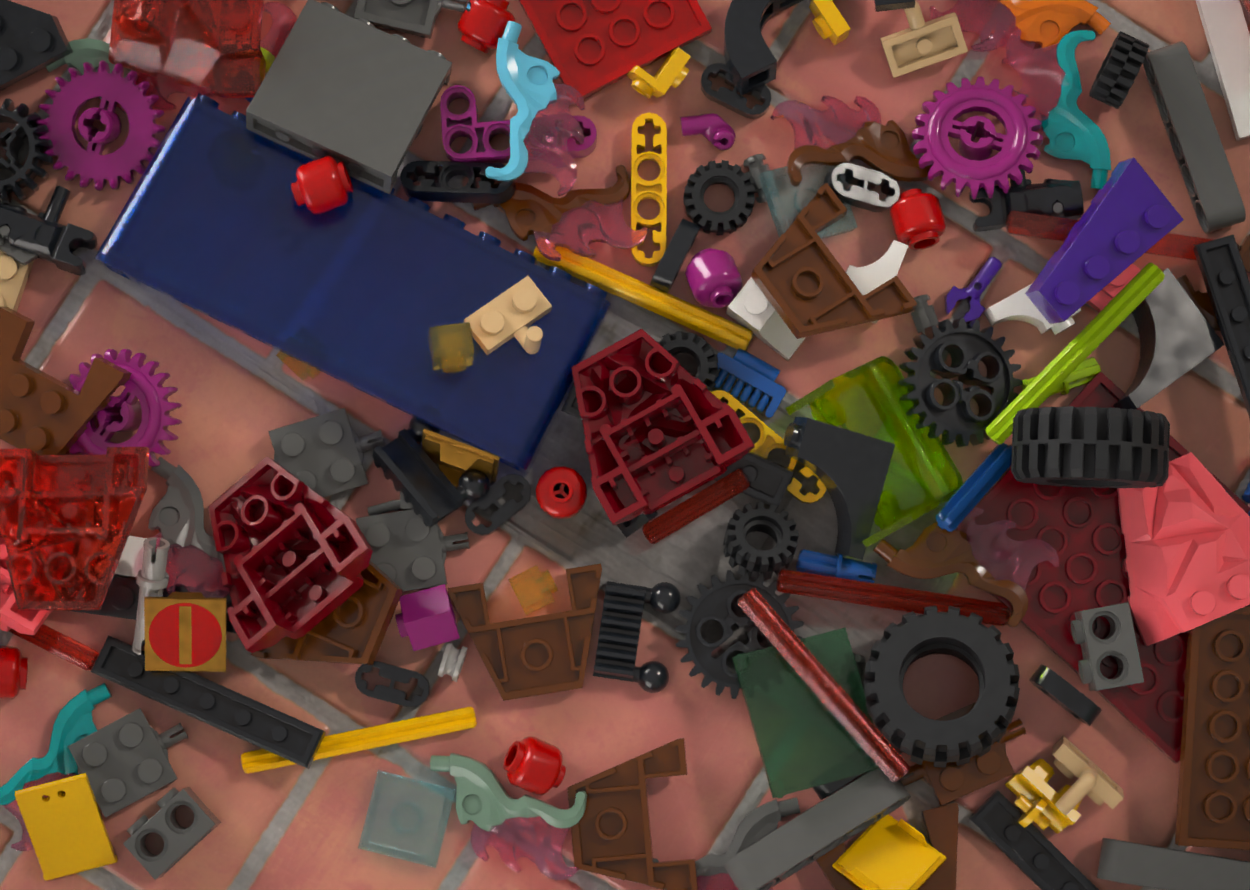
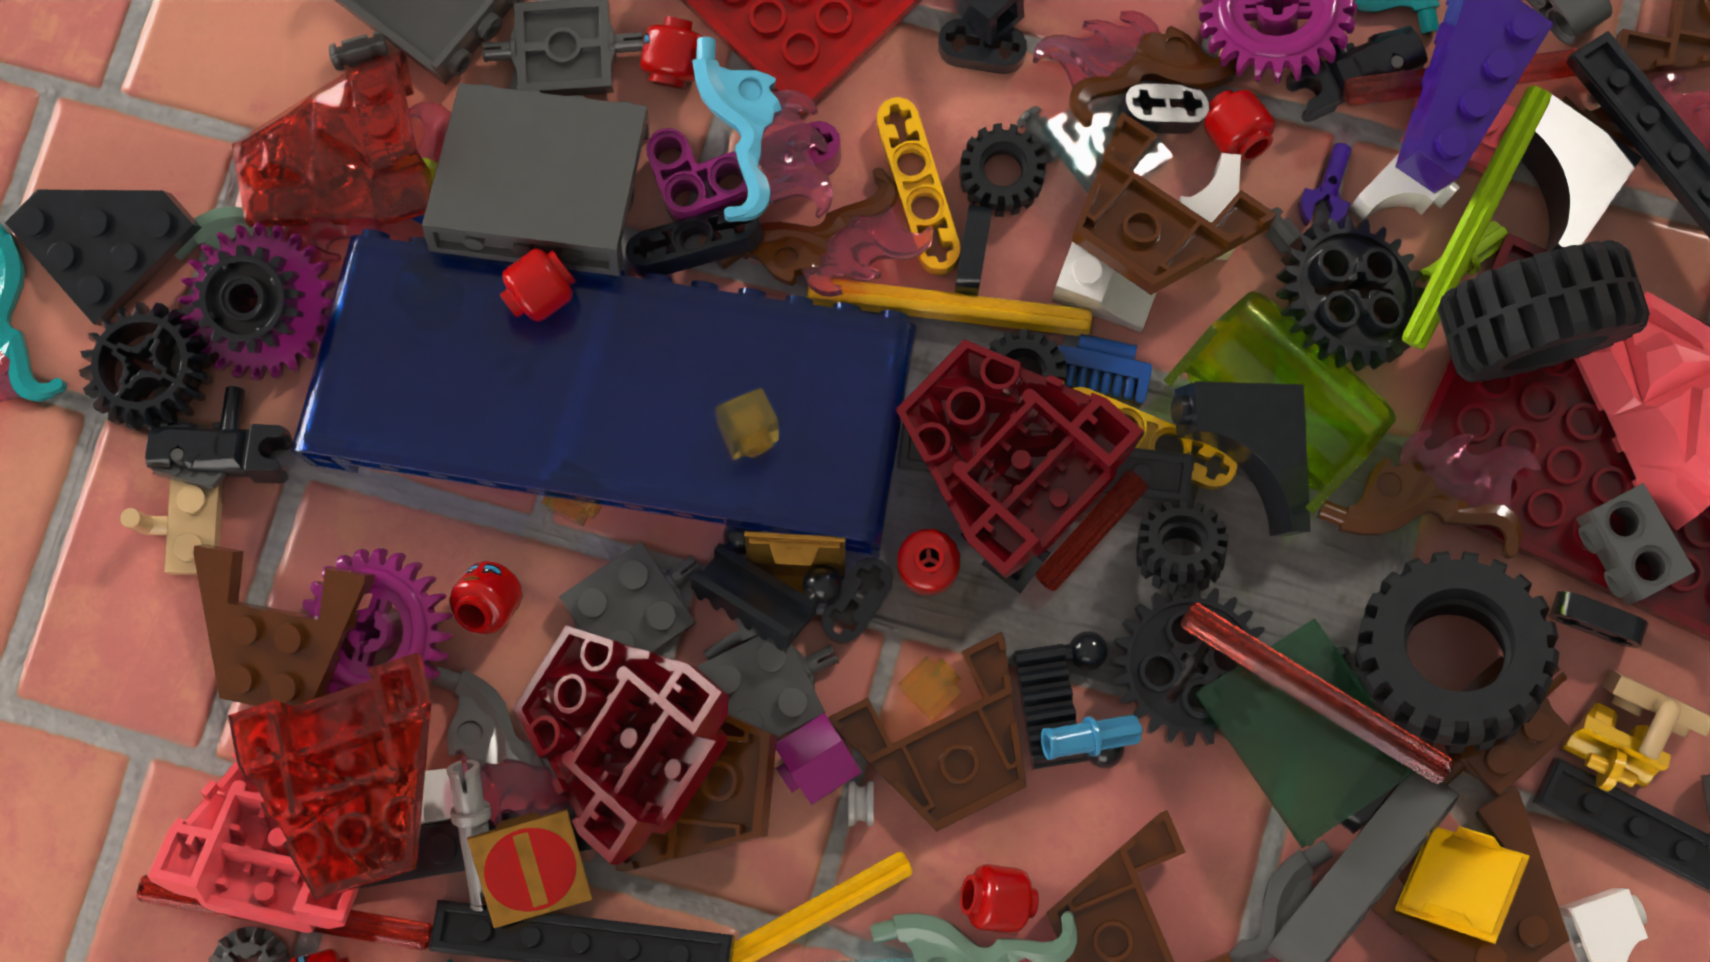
camera: 10 degrees left, 5 degrees down
(73, 130) = (222, 294): none -> black gear
(211, 415) = (485, 597): none -> red head
(389, 693) = (797, 866): black beam -> none
(510, 317) = (807, 370): tan plate -> none
(643, 665) = (1090, 736): none -> dark azure axle
(669, 74) = (901, 47): yellow bracket -> none
(711, 127) = (967, 95): magenta arm -> none
(713, 278) = (1027, 260): magenta head -> none
(835, 566) = (1279, 552): blue axle -> none
(887, 596) = (1345, 567): clear red axle -> none
(975, 488) = (1412, 408): blue axle -> none

